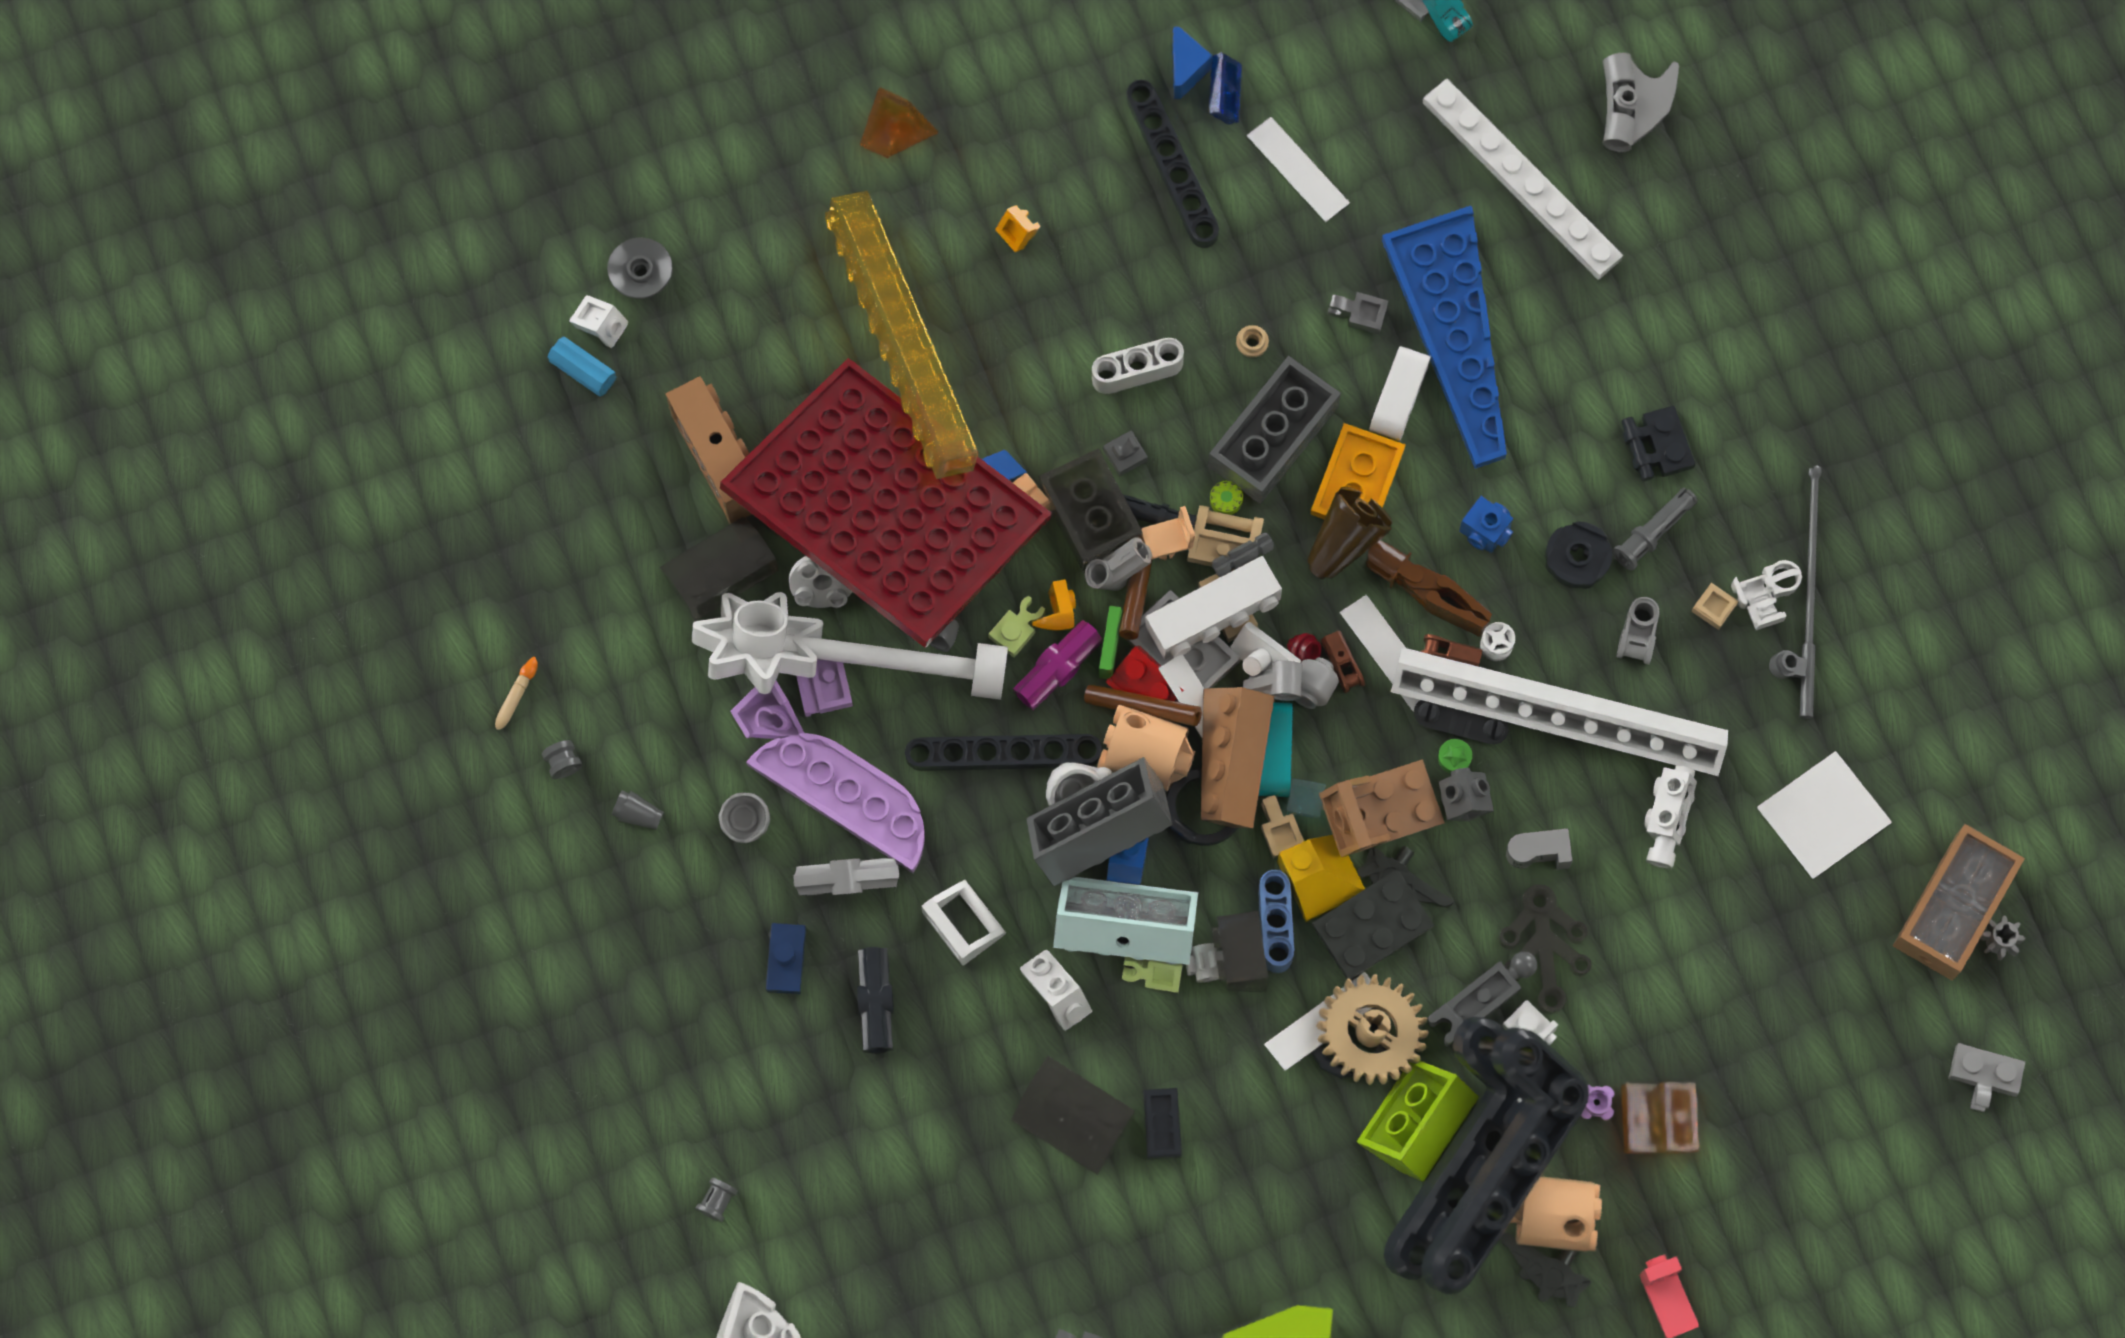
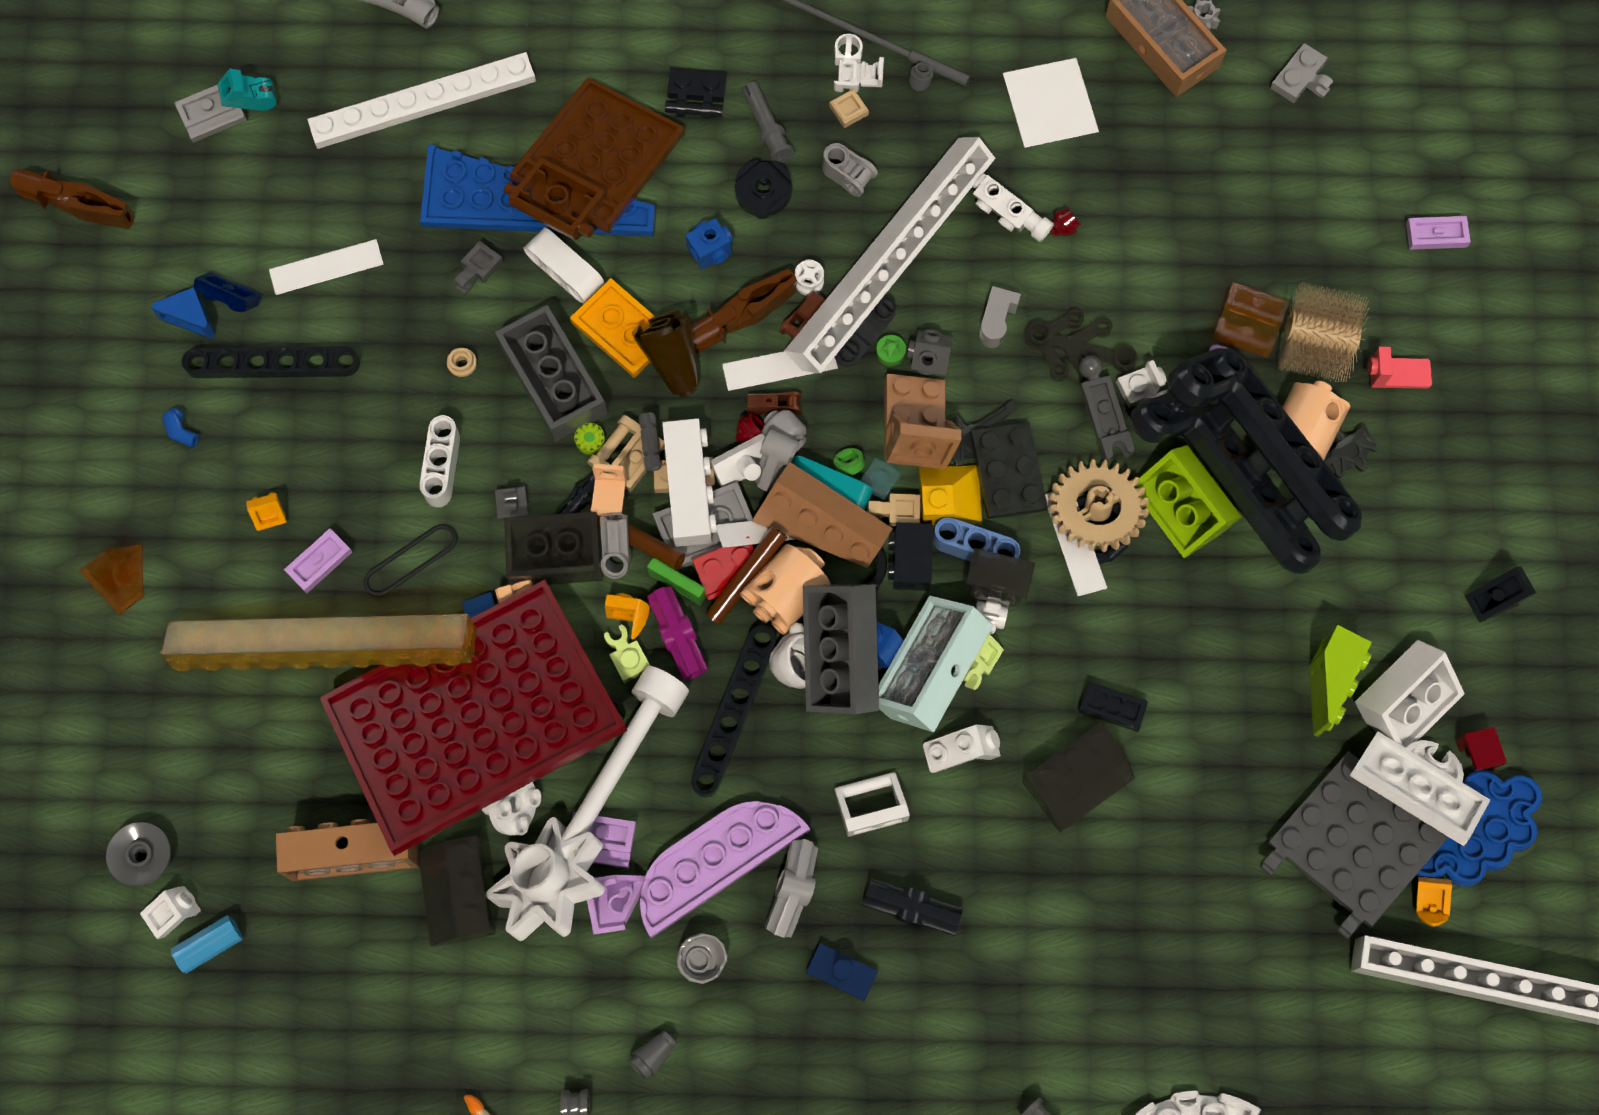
camera: 70 degrees left, 0 degrees up
(988, 298) = (318, 560): none -> lavender plate
(1021, 395) = (417, 570): none -> black piece
(1068, 102) = (175, 430): none -> blue arm
(1234, 861) = (911, 556): none -> black brick
(1311, 761) = (849, 461): none -> bright green tile
(1523, 370) = (591, 161): none -> reddish brown plate
(1664, 1190) = (1323, 332): none -> tan piece
(1683, 880) = (1064, 223): none -> dark red plate
(1857, 1287) = (1438, 232): none -> lavender plate

